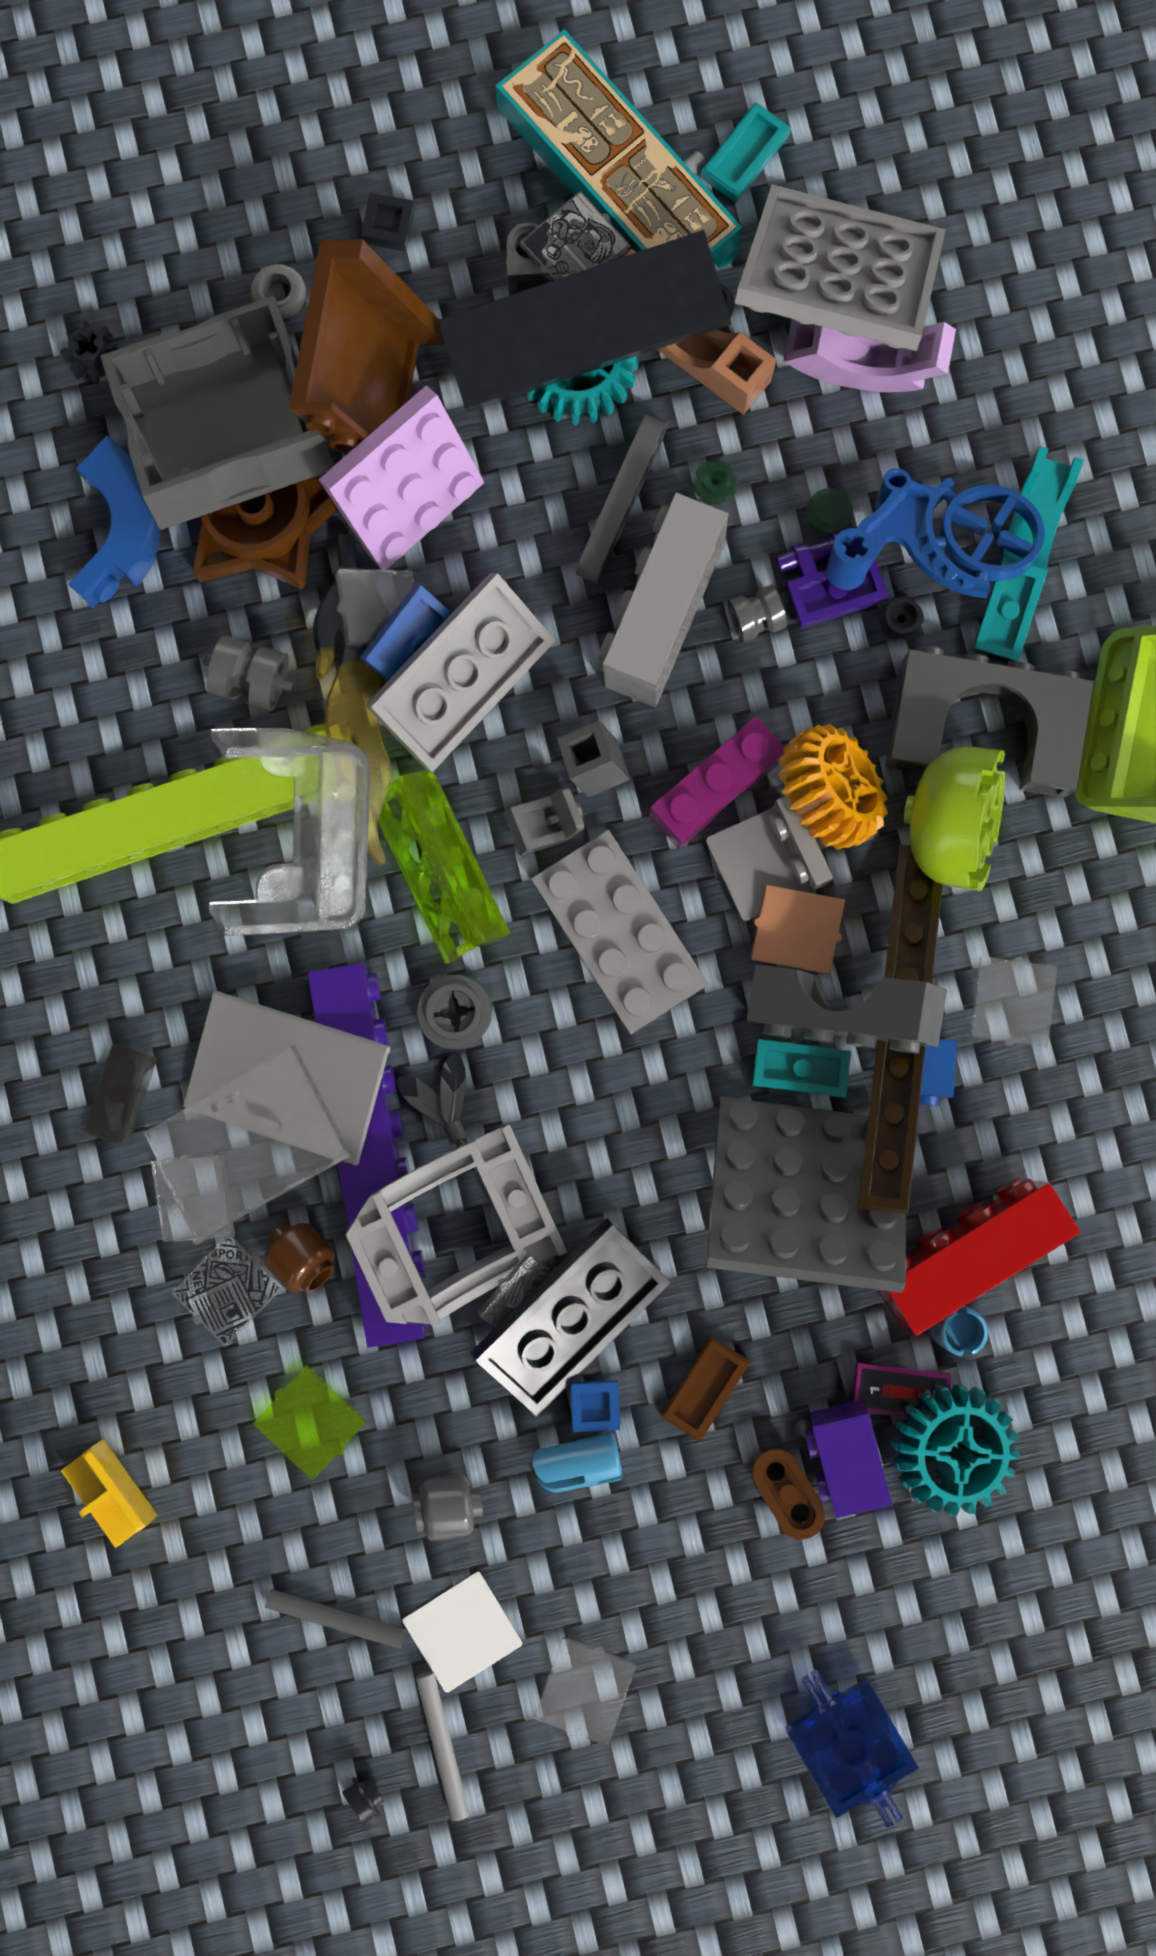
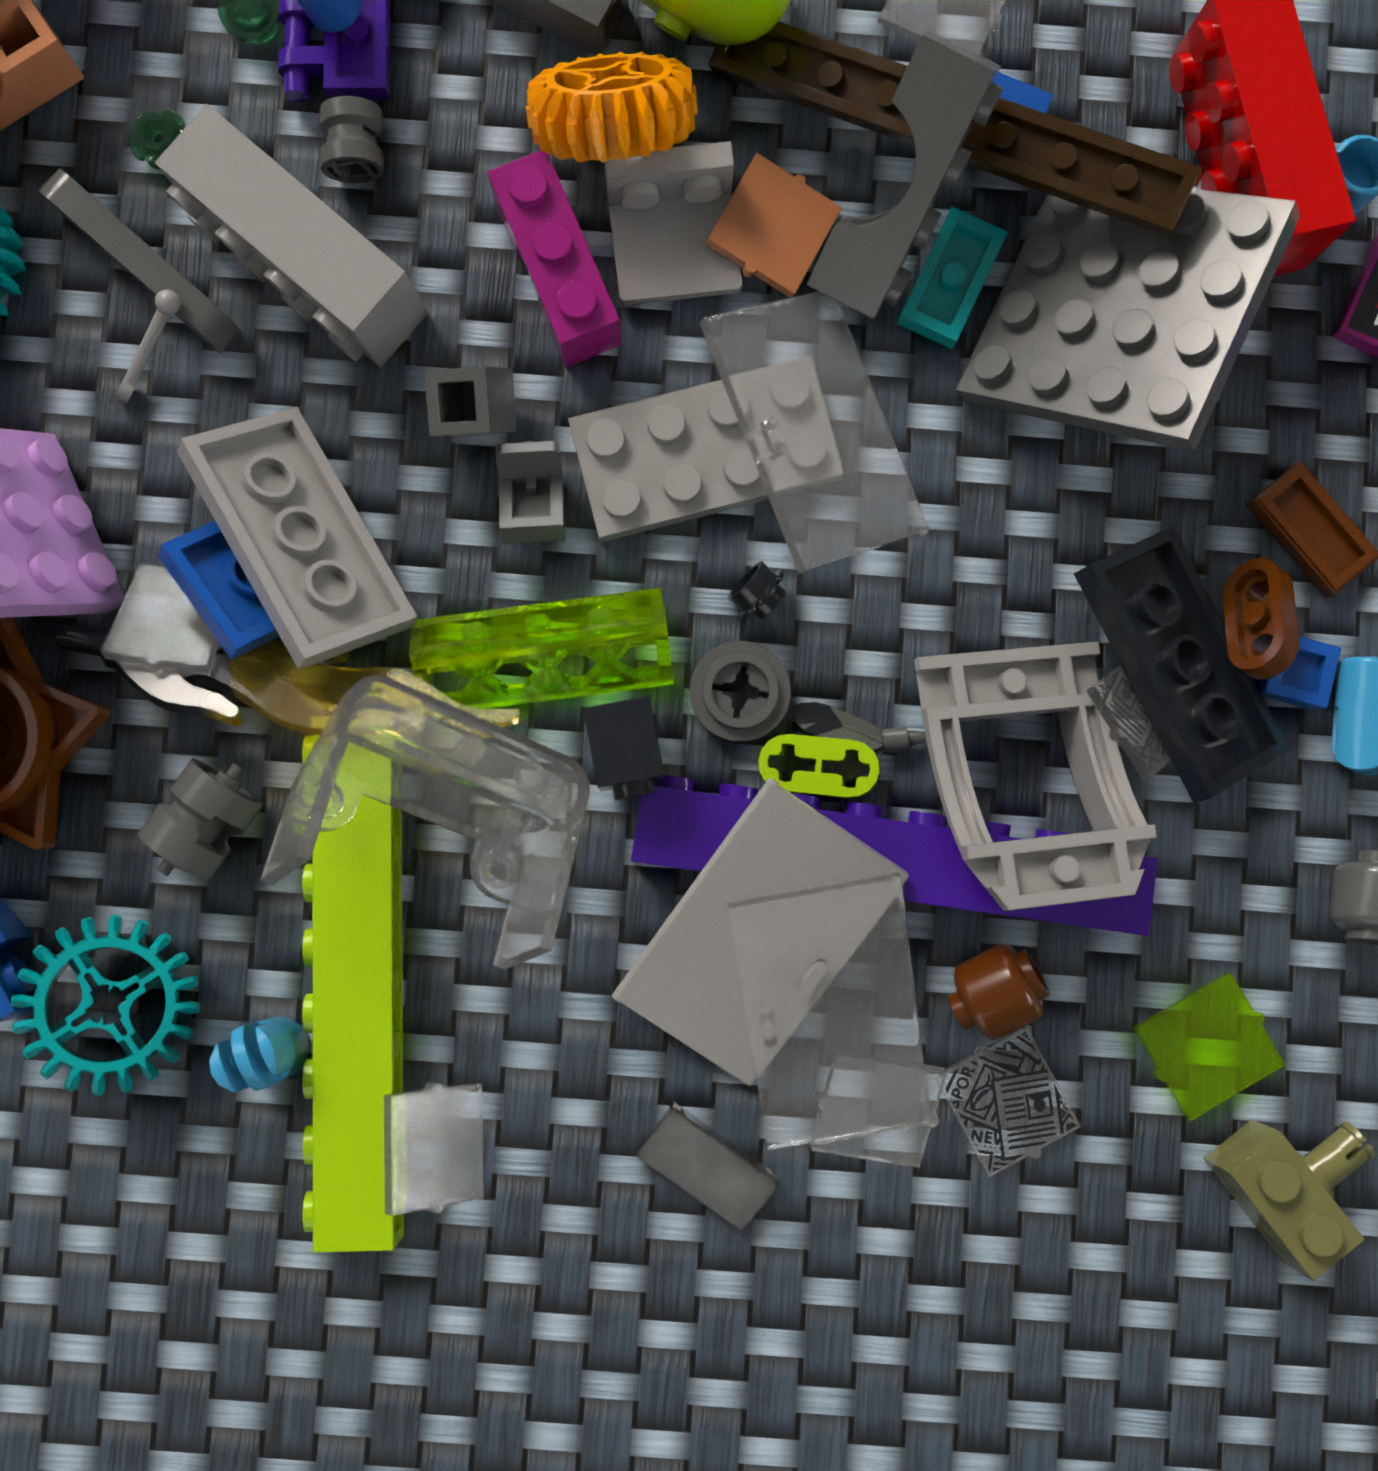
camera: 85 degrees left, 0 degrees up
(75, 903) = (433, 1147): none -> clear piece
(79, 685) = (76, 955): none -> teal gear
(102, 767) = (260, 1054): none -> dark azure arm
(109, 1493) = (1228, 1339): yellow panel -> none
(221, 1506) = (1293, 1194): none -> olive brick
(381, 942) = (624, 747): none -> black slope
(407, 1086) = (820, 750): none -> lime beam
(528, 1001) = (758, 591): none -> black plate
(591, 530) = (167, 303): none -> light grey hinge
(620, 1363) = (1260, 632): none -> reddish brown plate
(659, 1009) = (835, 461): none -> clear container

